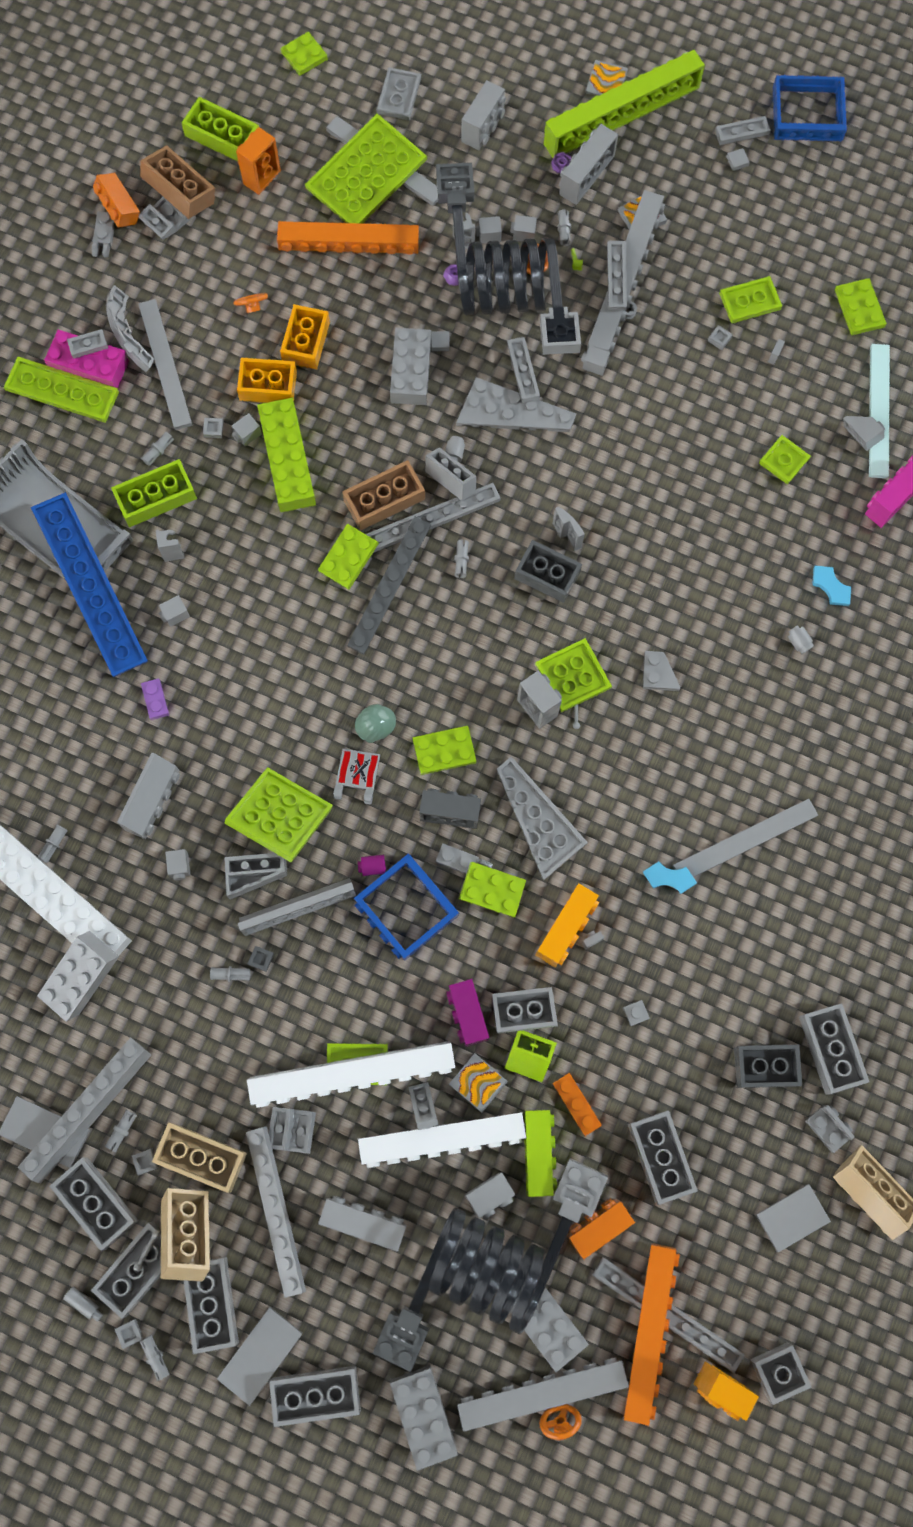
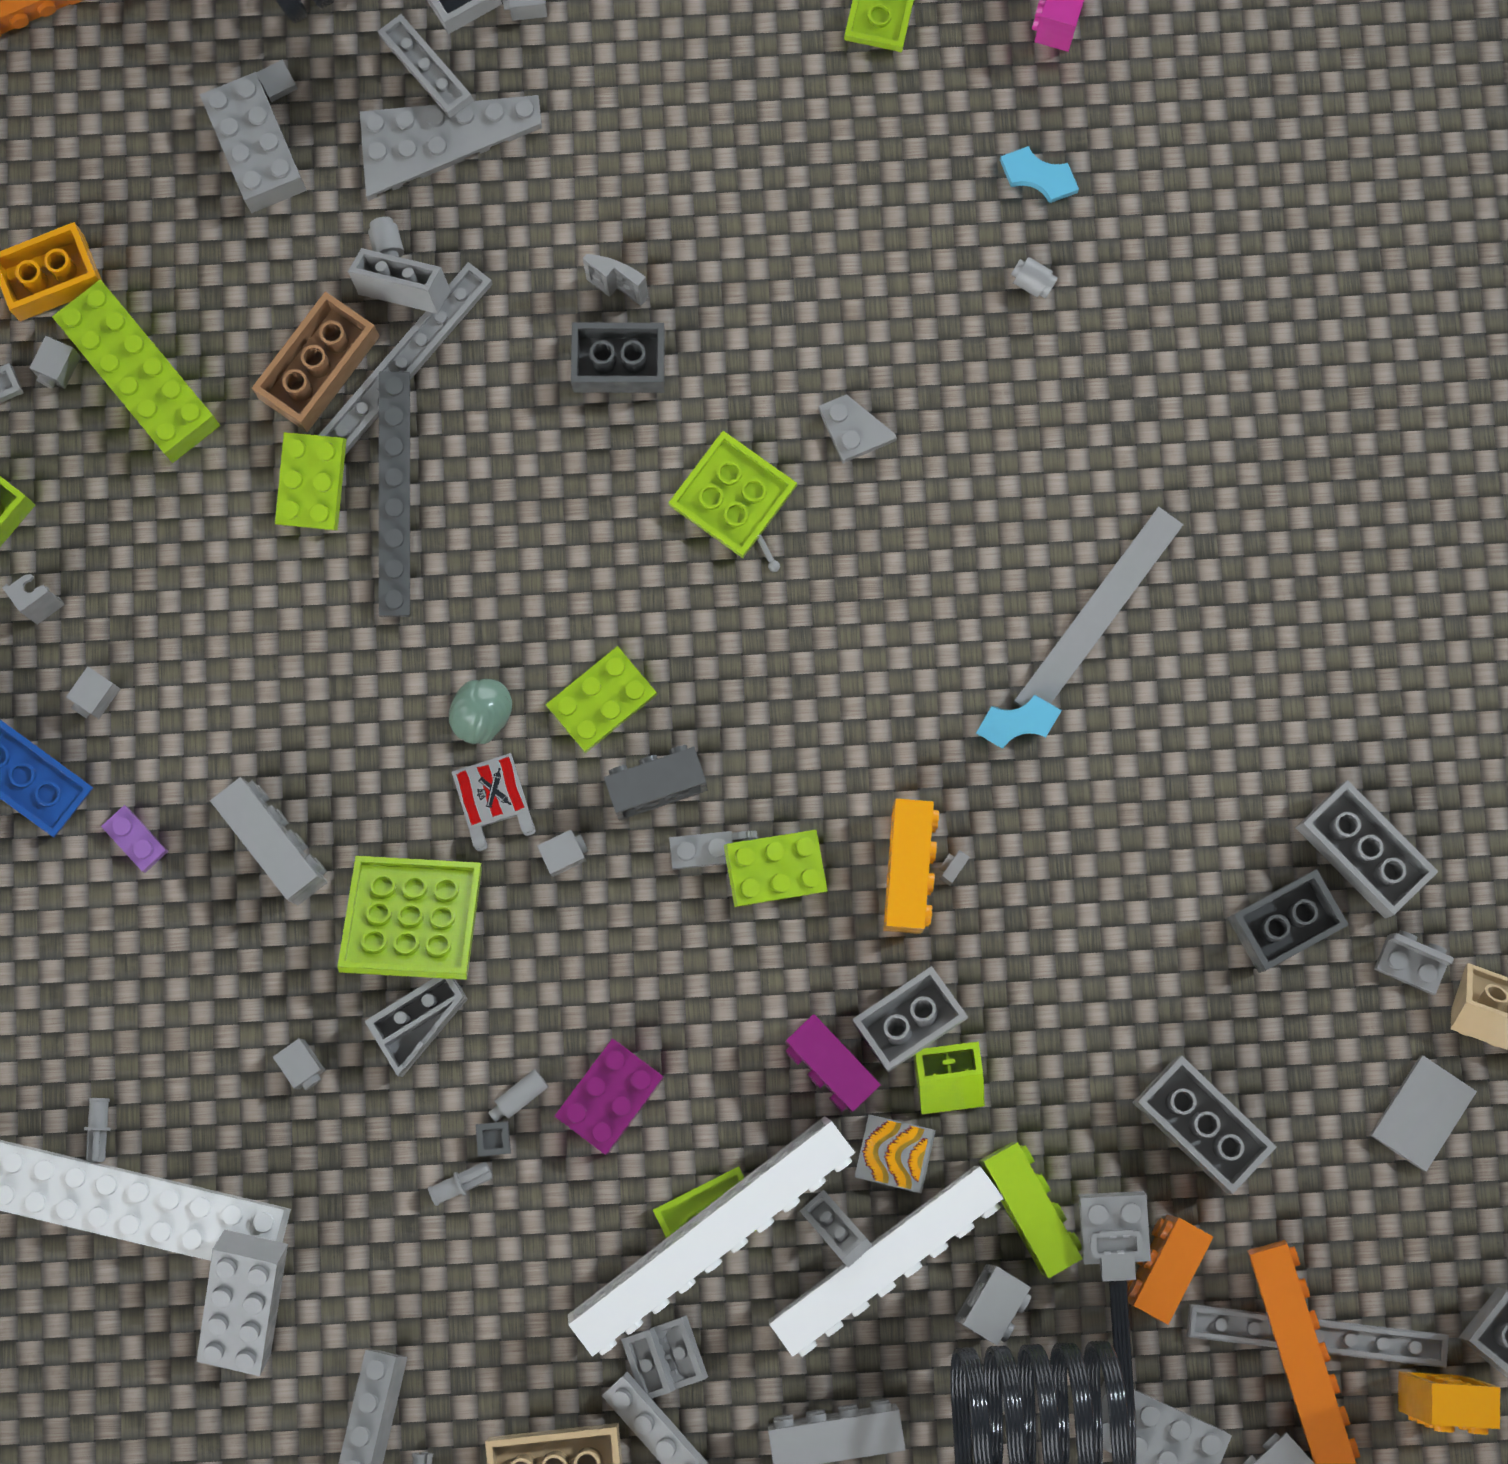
camera: 25 degrees left, 5 degrees up
(148, 796) = (205, 988): light grey slope -> none
(225, 736) = (269, 842): none -> light grey brick
(287, 942) = (518, 1096): none -> light grey cylinder
(296, 907) = (505, 1037): light grey arch -> none
(305, 336) = (68, 174): light orange brick -> none
(336, 968) = (609, 1097): none -> magenta brick
(372, 865) = (584, 921): magenta brick -> none
(380, 822) = (563, 852): none -> light grey brick
(385, 935) = (630, 1001): blue window -> none
(461, 558) = (480, 400): light grey pin -> none
(539, 699) = (703, 556): light grey brick -> none
(545, 828) = (805, 740): light grey wing -> none
(577, 1104) = (1048, 1111): orange plate -> none
(636, 1013) = (1067, 939): light grey plate -> none

